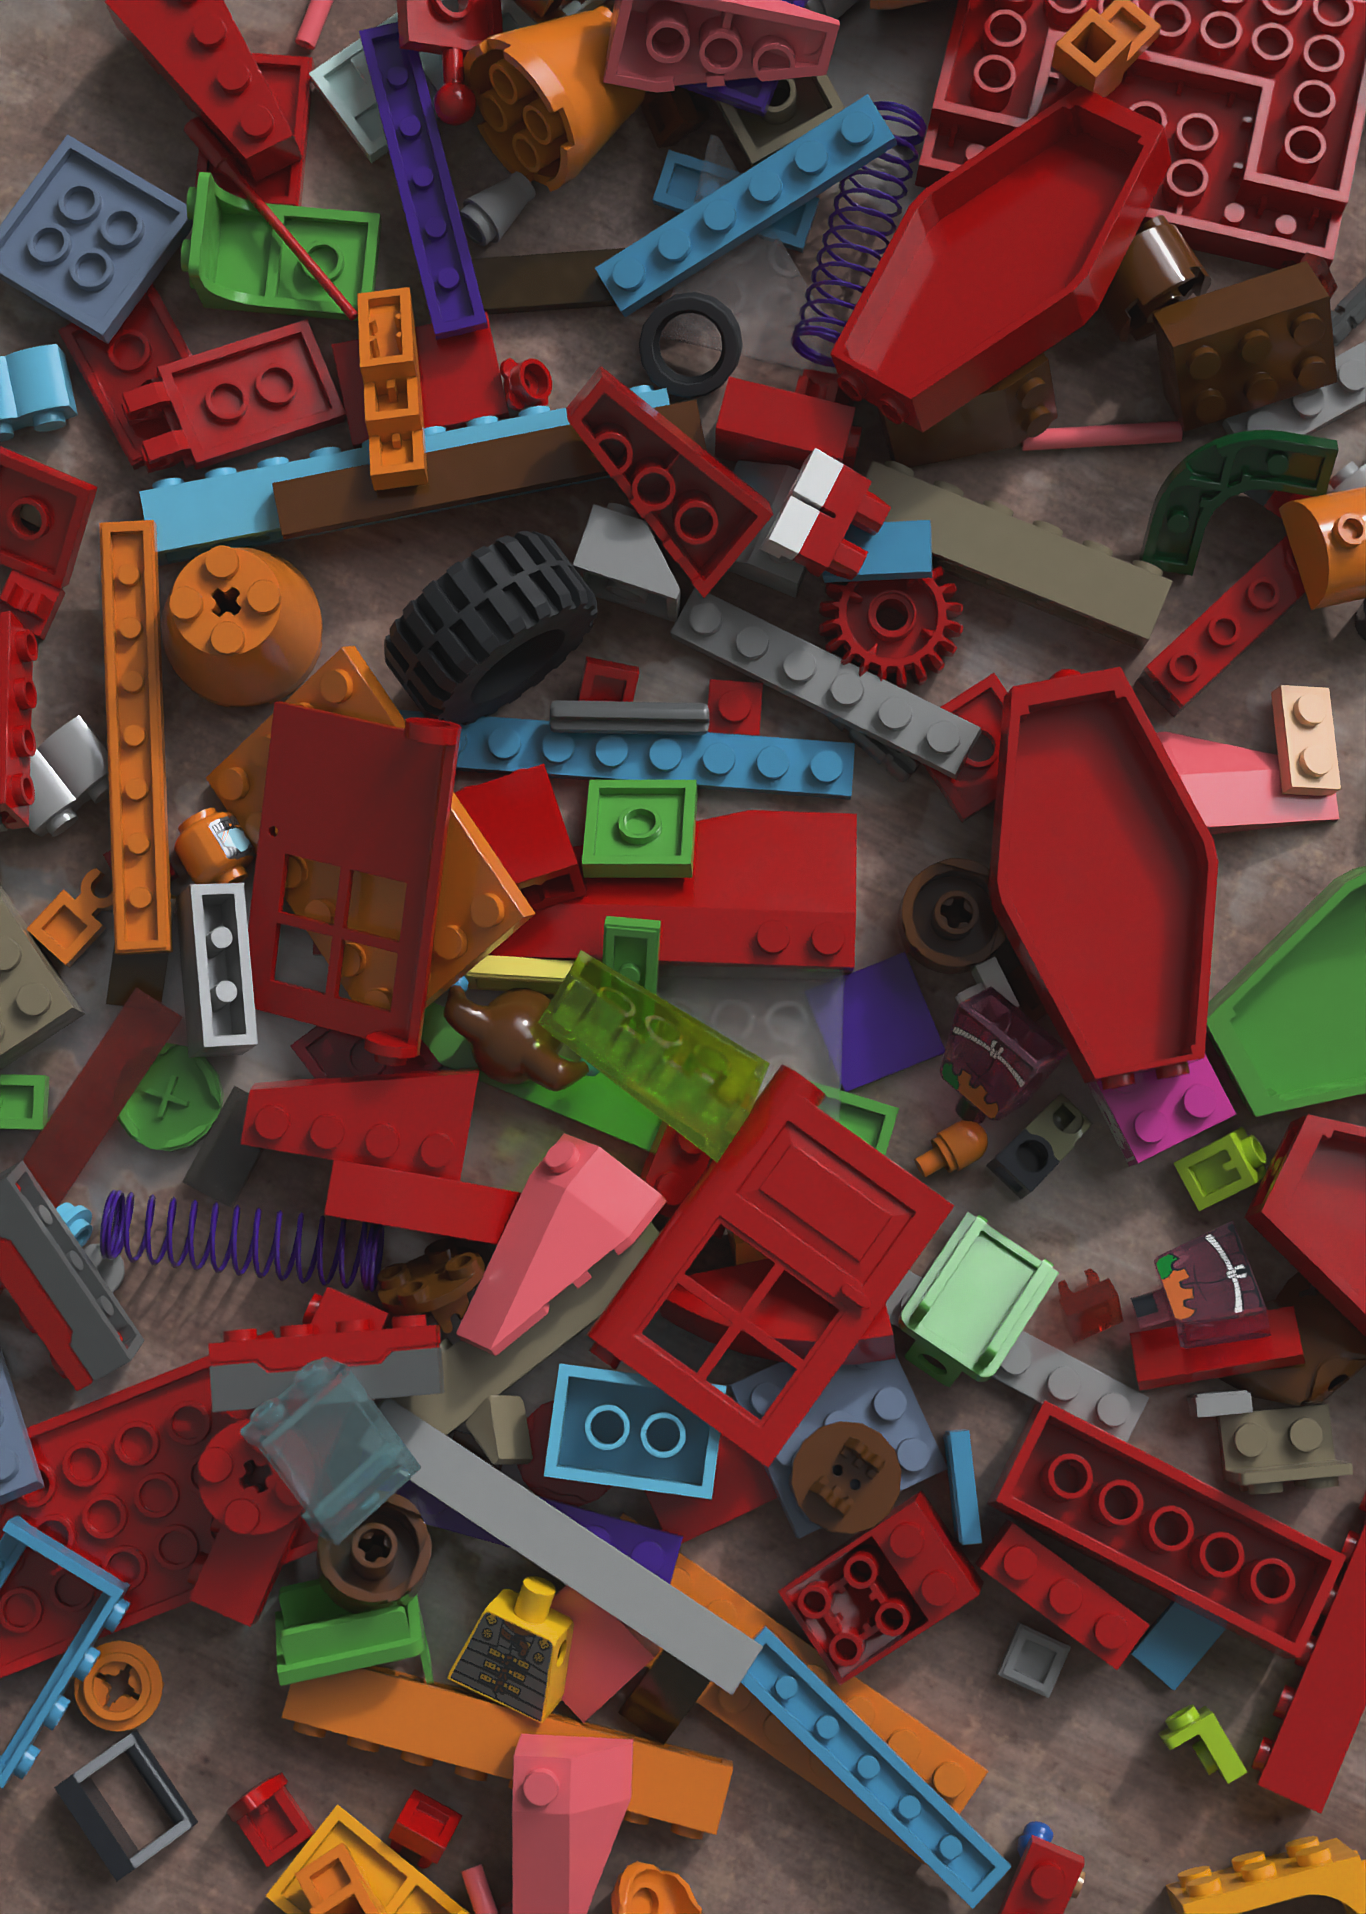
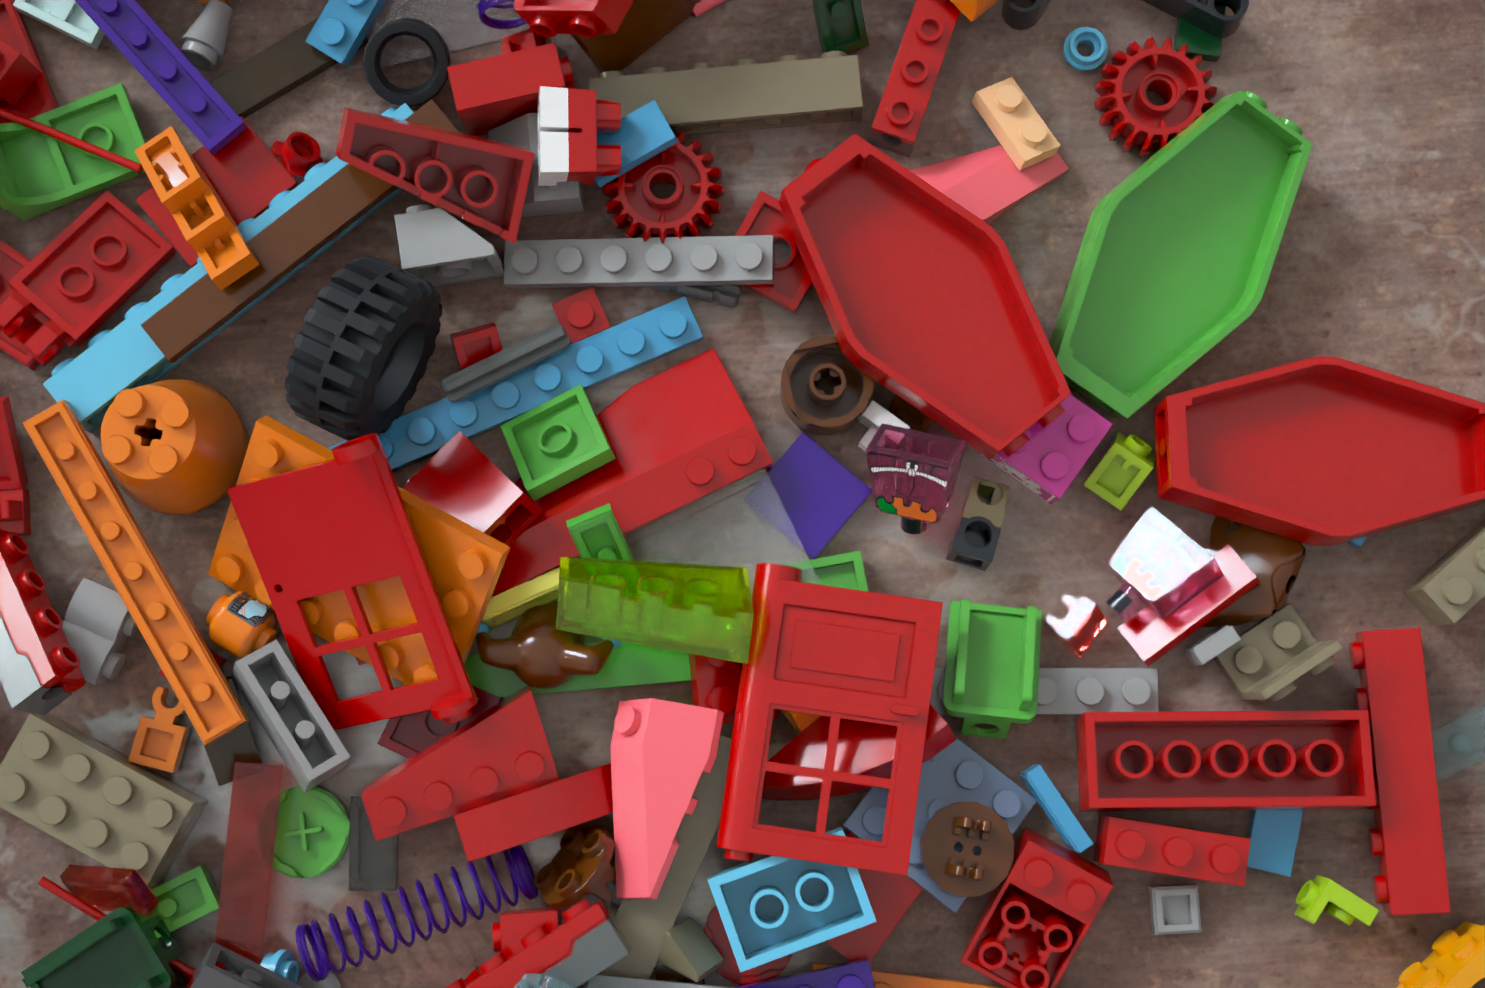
camera: 30 degrees left, 0 degrees up
(954, 1148) = (916, 559): orange cylinder -> none

